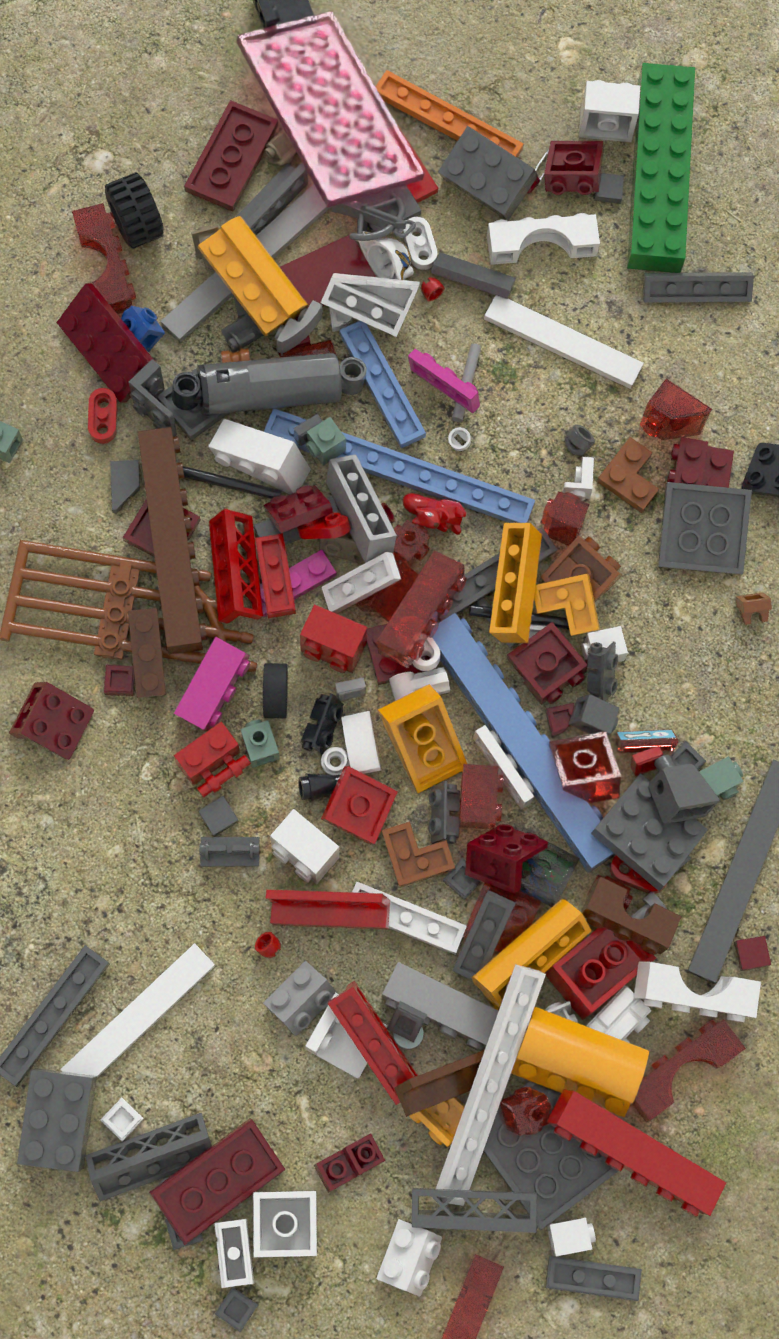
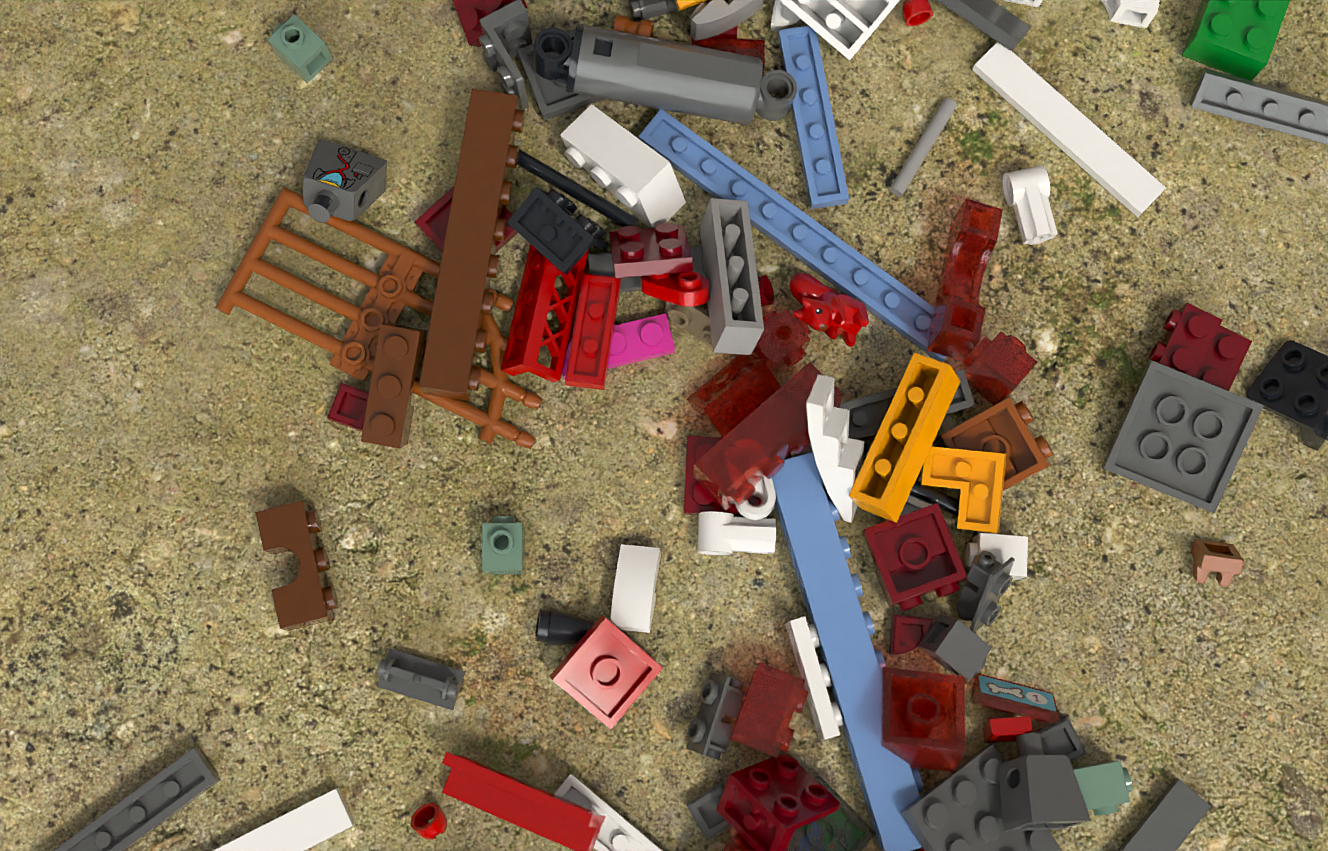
camera: 20 degrees right, 5 degrees up
(52, 719) = (249, 436): dark red bracket -> none
(62, 523) = (342, 182): none -> dark grey torso
(102, 417) = (441, 58): red plate -> none
(105, 777) = (308, 597): none -> reddish brown arch
(124, 482) = (440, 150): dark grey tile -> none
(208, 754) = (431, 542): red brick -> none
(213, 685) = (466, 452): dark pink brick -> none
(218, 816) = (421, 627): dark grey tile -> none
(226, 512) = (555, 230): none -> black bracket
(275, 690) = (543, 485): black tyre -> none
(300, 431) = (695, 151): dark grey tile -> none
(304, 847) = (513, 709): white brick -> none
(326, 441) = (713, 172): sand green brick -> none
(327, 712) = (585, 562): black hinge -> none
(333, 639) = (639, 439): red brick -> none
(334, 752) = (586, 591): white plate -> none
(350, 689) = (643, 511): light grey tile -> none
(361, 582) = (701, 375): white plate -> none
(414, 863) = (650, 770): dark orange plate -> none
(423, 737) = (719, 607): light orange slope -> none
(444, 380) = (895, 136): dark pink plate -> none
(464, 434) = (898, 215): white hinge -> none
(472, 607) = (834, 452): none -> white slope
(524, 485) = (957, 309): none -> clear red arch
(550, 395) = (1029, 194): none -> white piece
(579, 437) = (1051, 264): dark grey tile -> none
(583, 480) = (1041, 319): white bracket -> none
(623, 479) = (1091, 337): dark orange plate -> none
(674, 413) = (1189, 269): clear red slope -> none

